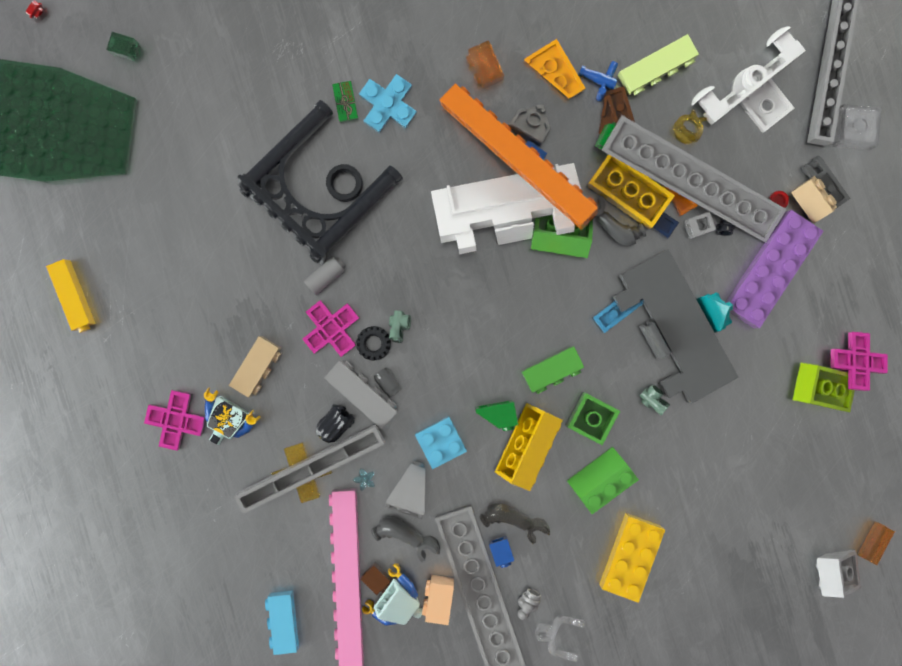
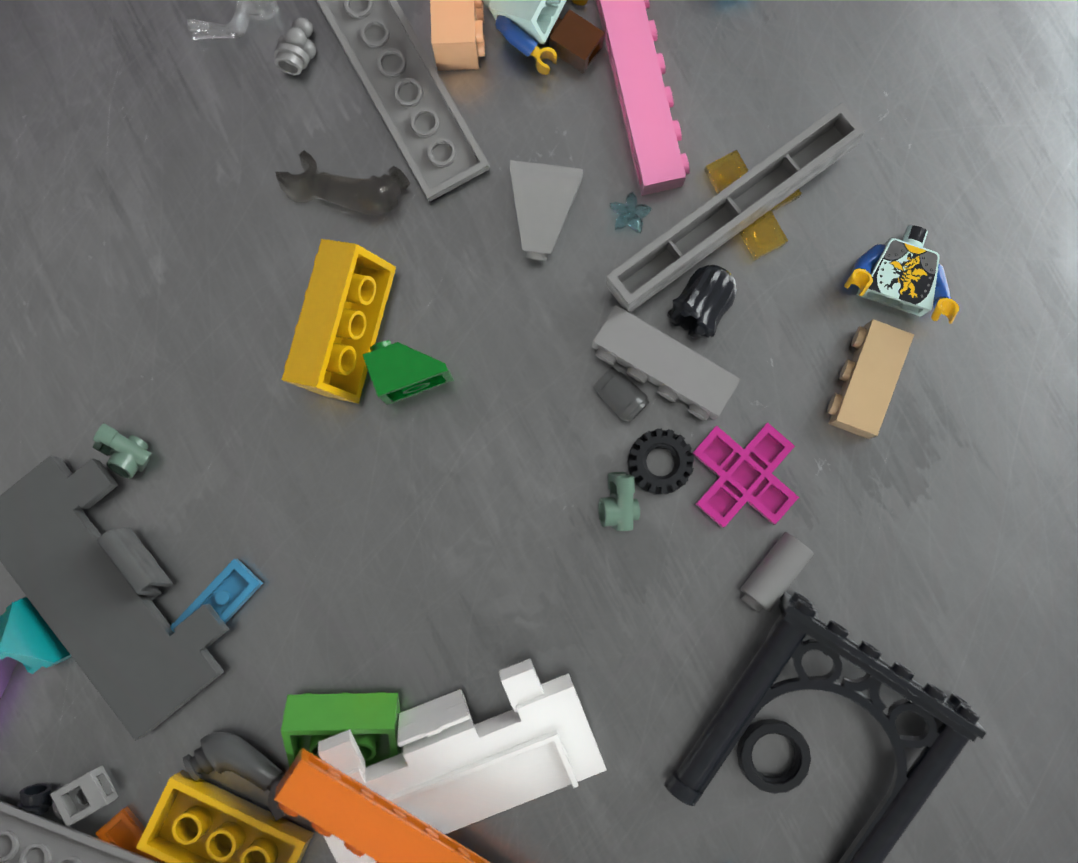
camera: 175 degrees right, 5 degrees down
(174, 420) = (997, 256): dark pink plate -> none
(395, 528) = (555, 133): dark grey piece -> none
(440, 442) = (503, 302): medium azure brick -> none
(501, 552) = (359, 128): blue brick -> none
(553, 370) = (318, 472): bright green brick -> none
(592, 418) = (230, 394): bright green brick -> none
(602, 480) = (195, 287): bright green slope -> none
(632, 557) = (120, 159): yellow brick -> none
(665, 225) = (149, 782): dark blue tile -> none

